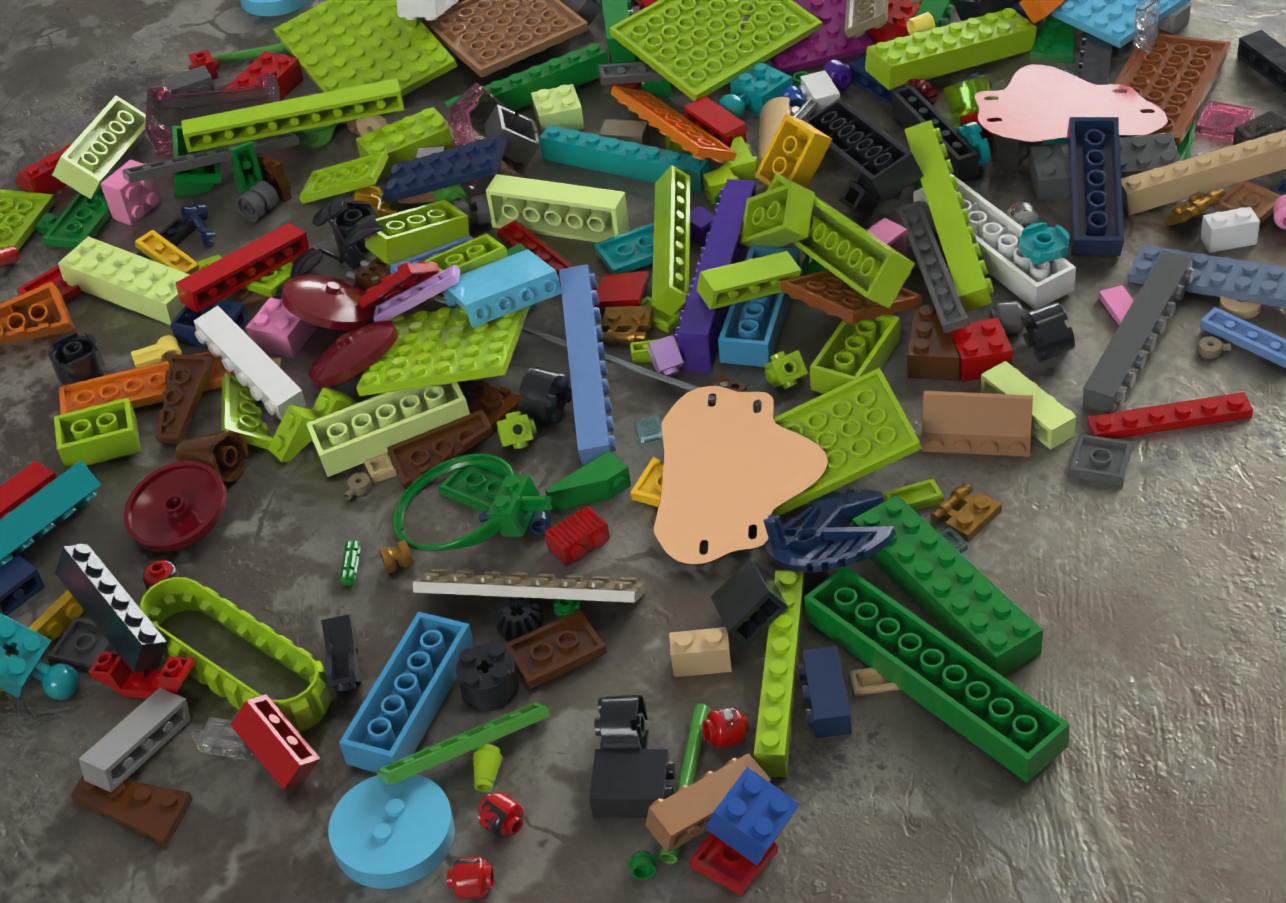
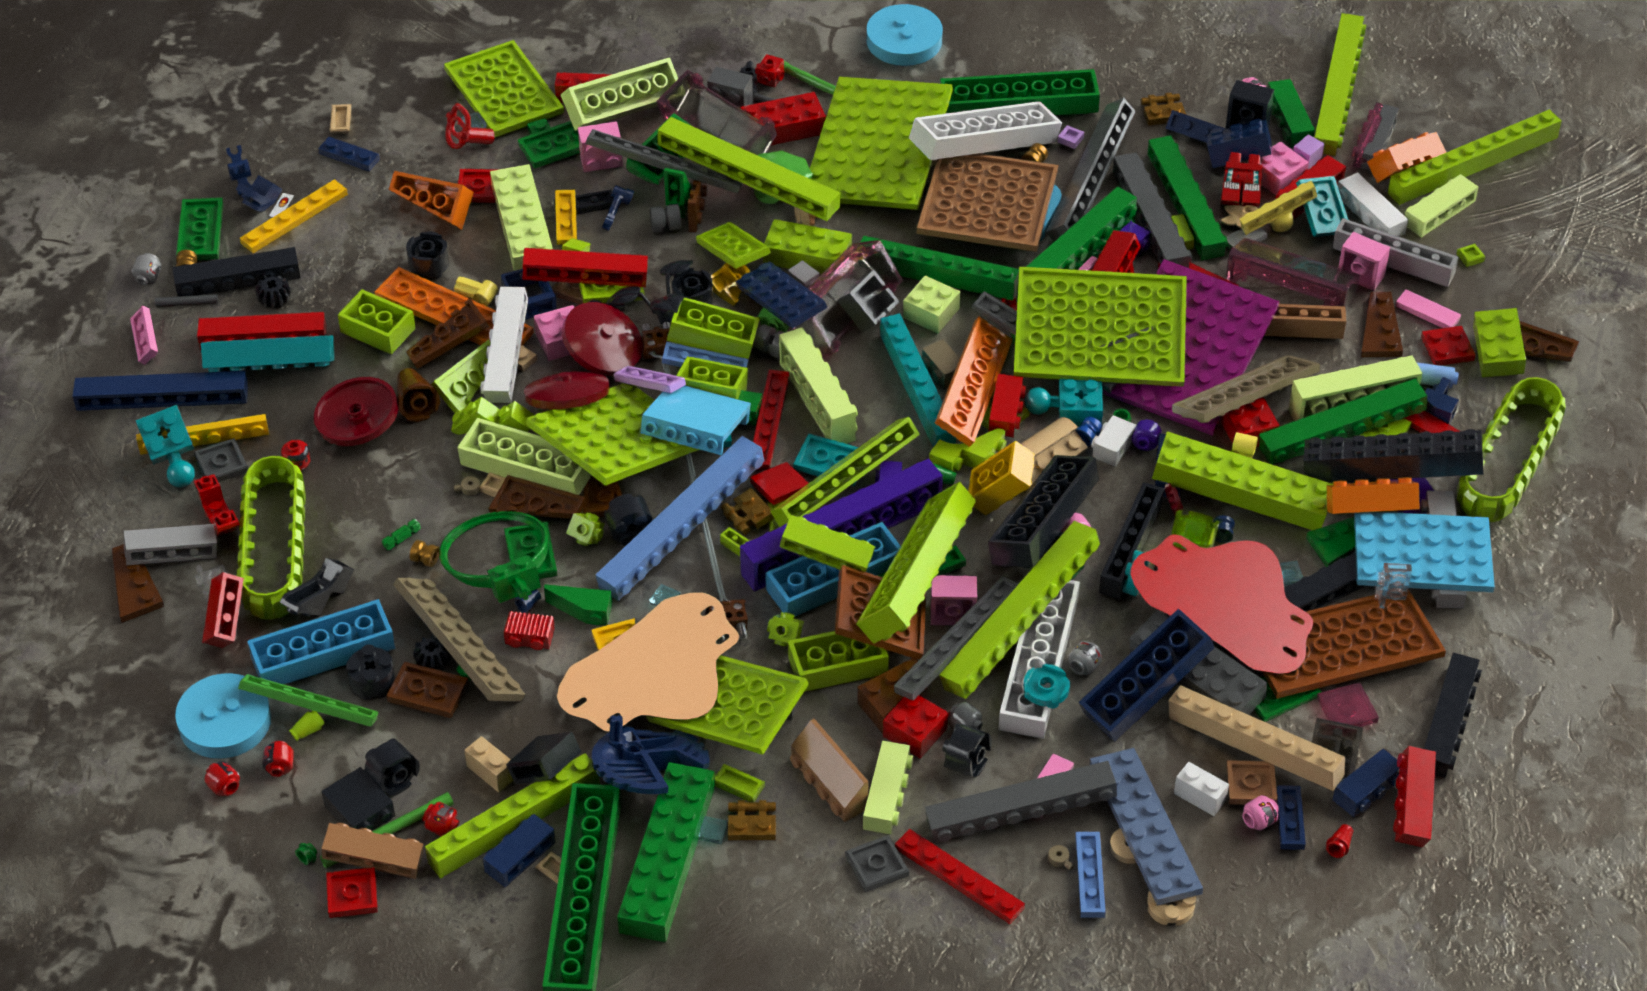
camera: 40 degrees right, 5 degrees up
(110, 608) = (240, 450): black brick -> none
(394, 284) = (647, 361): red plate -> none
(665, 356) = (729, 556): lavender brick -> none
(752, 816) = (371, 877): blue brick -> none
(778, 216) = (905, 517): lime brick -> none
(806, 110) = (1064, 448): dark grey axle -> none
(1194, 207) = (1195, 749): pearl gold plate -> none

